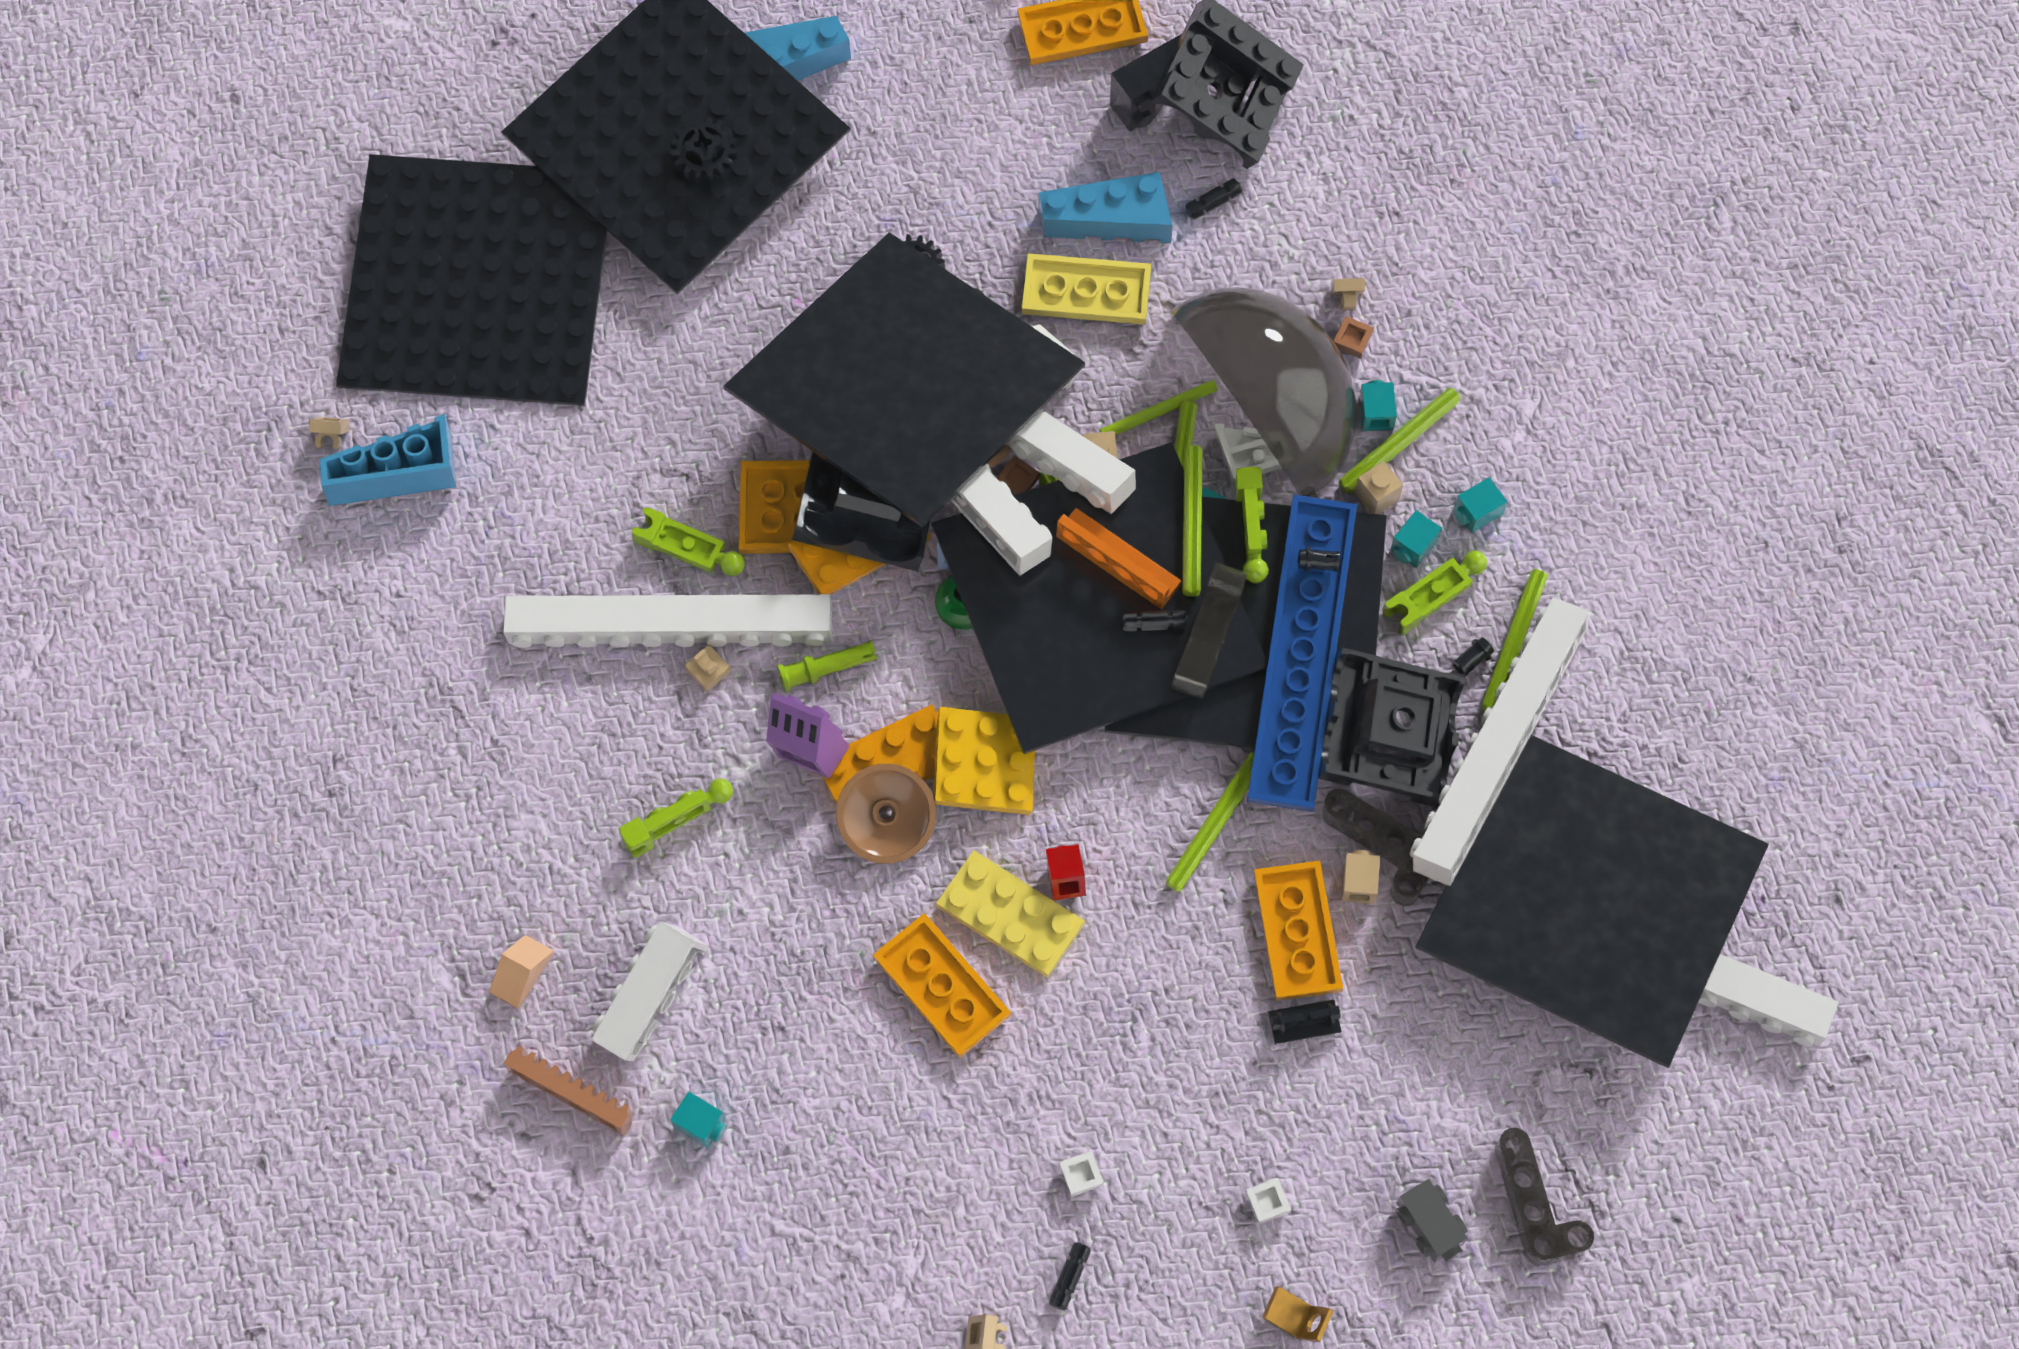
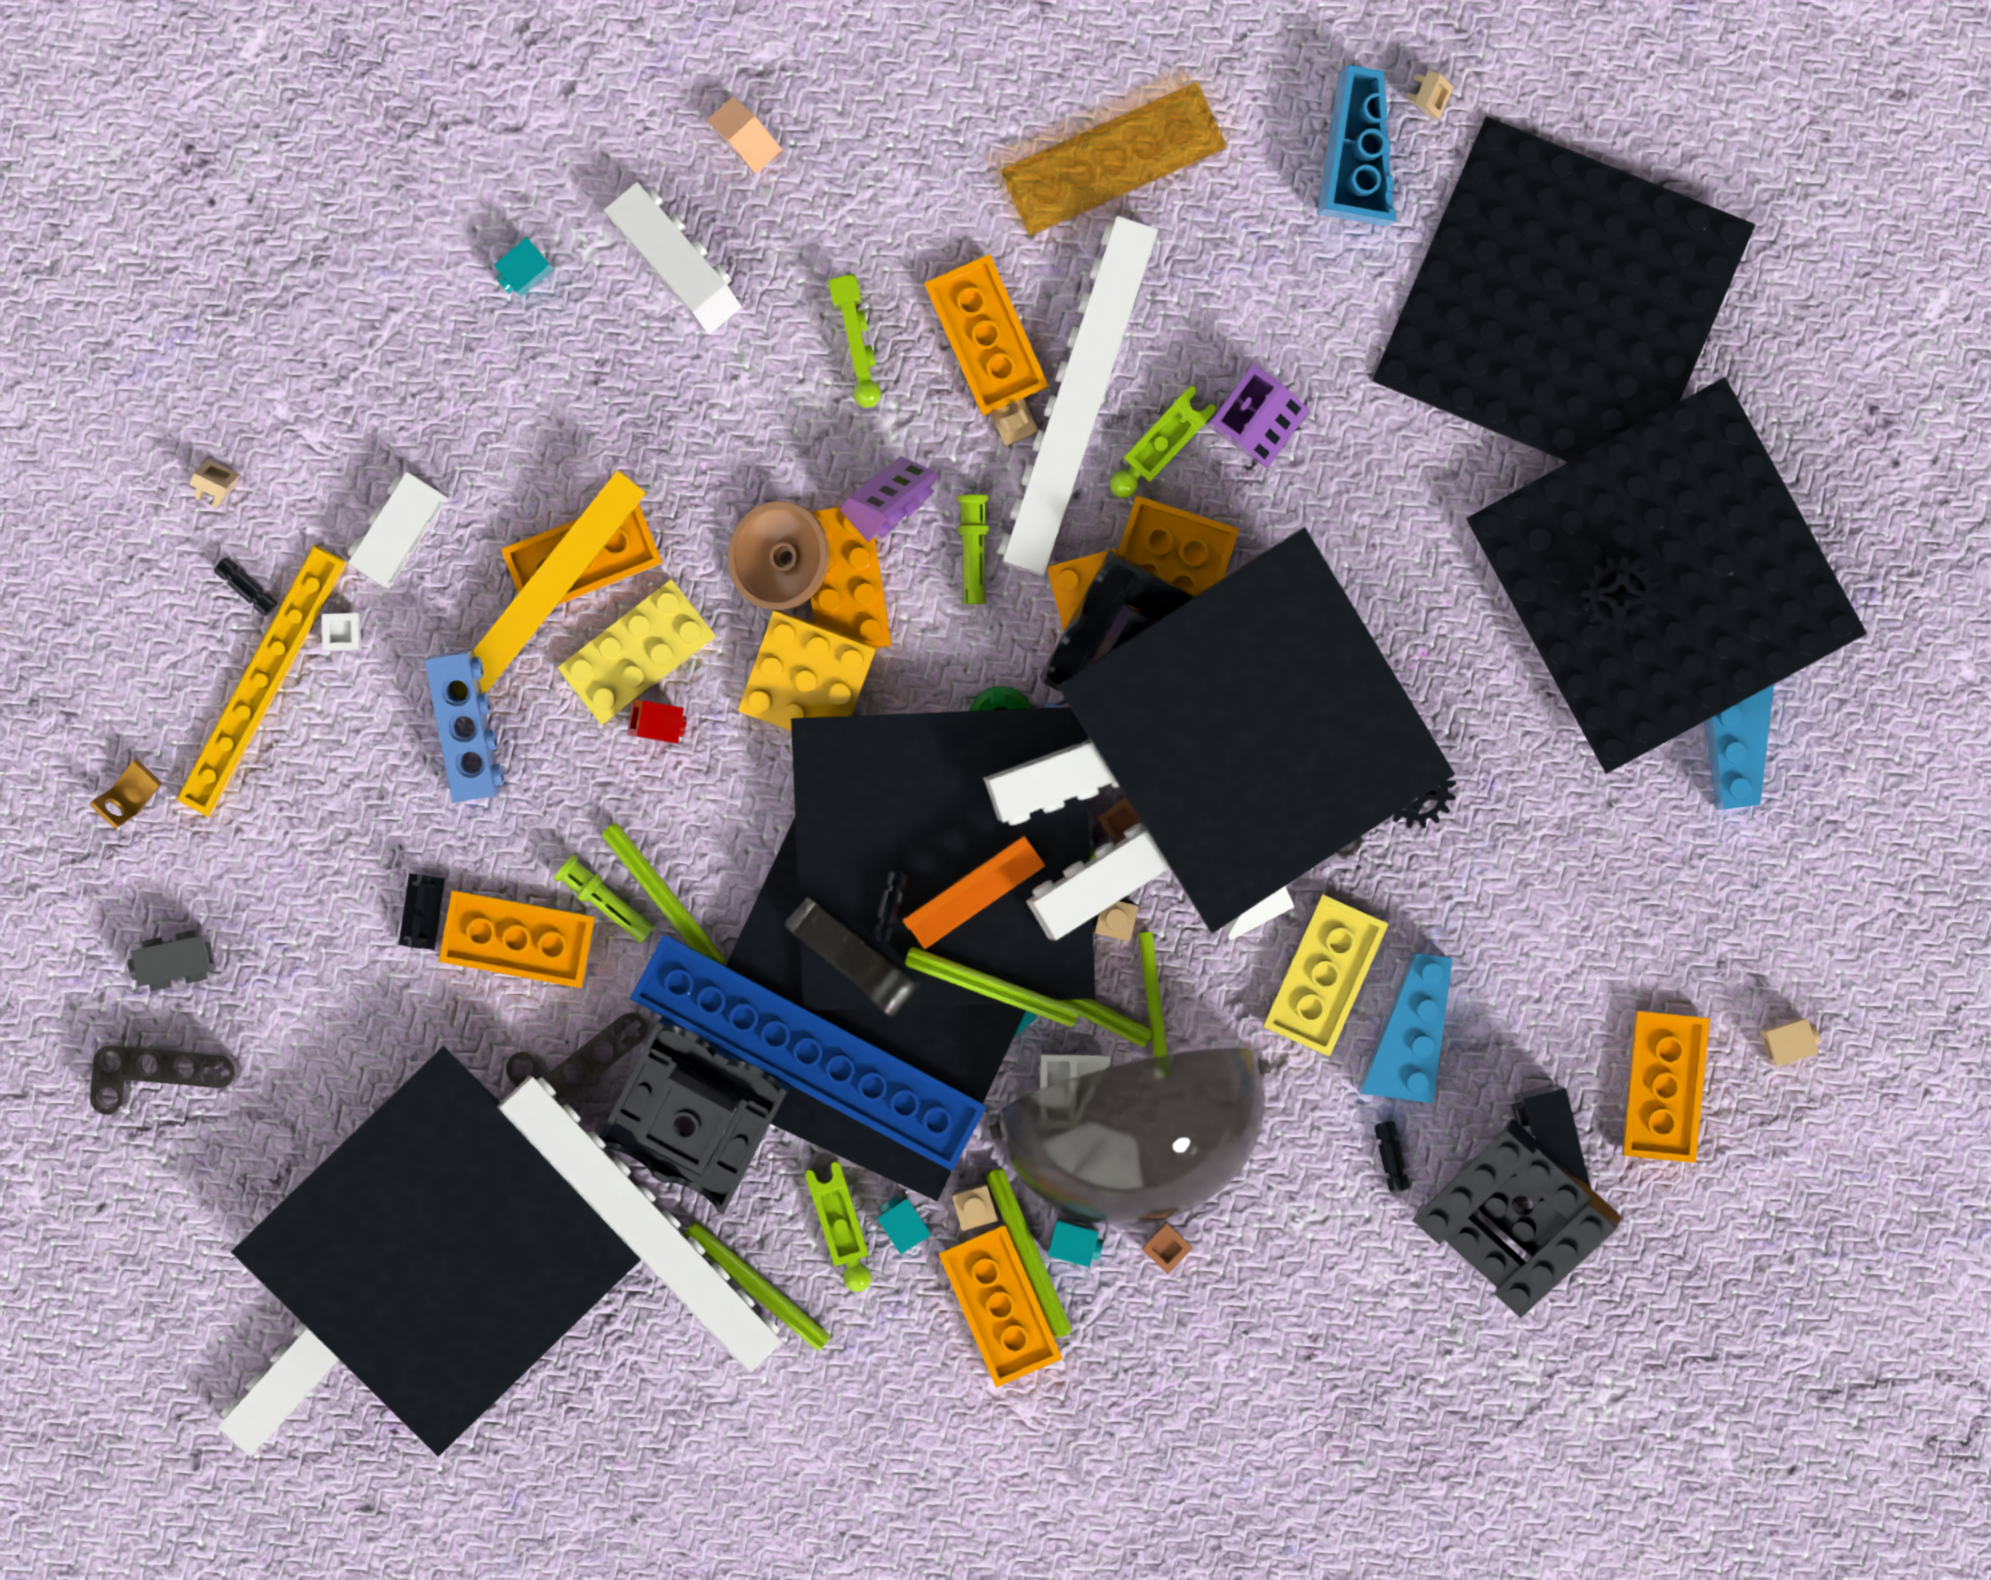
camera: 105 degrees right, 20 degrees up
(456, 660) = (1113, 159): none -> clear yellow tile
(569, 1091) = (596, 144): nougat gear -> none
(639, 477) = (1259, 416): none -> medium lavender slope
(639, 711) = (986, 335): none -> light orange plate
(972, 1153) = (396, 529): none -> white brick
(986, 1002) = (554, 578): none -> yellow tile
(1084, 1061) = (464, 781): none -> medium blue brick
(1150, 1233) = (261, 681): none -> yellow tile
(1231, 882) = (590, 888): none -> lime pin
(1249, 490) = (1013, 1062): lime plate -> none
(1268, 1201) = (251, 807): white plate -> none
(1318, 560) = (897, 1101): black pin -> none
(1348, 290) = (1225, 1263): tan tile -> none
(1360, 877) = (550, 1024): tan brick -> none
(1452, 446) = (1000, 1305): none -> light orange plate
(1473, 656) = (752, 1234): black pin -> none
(1479, 505) = (919, 1307): teal brick -> none

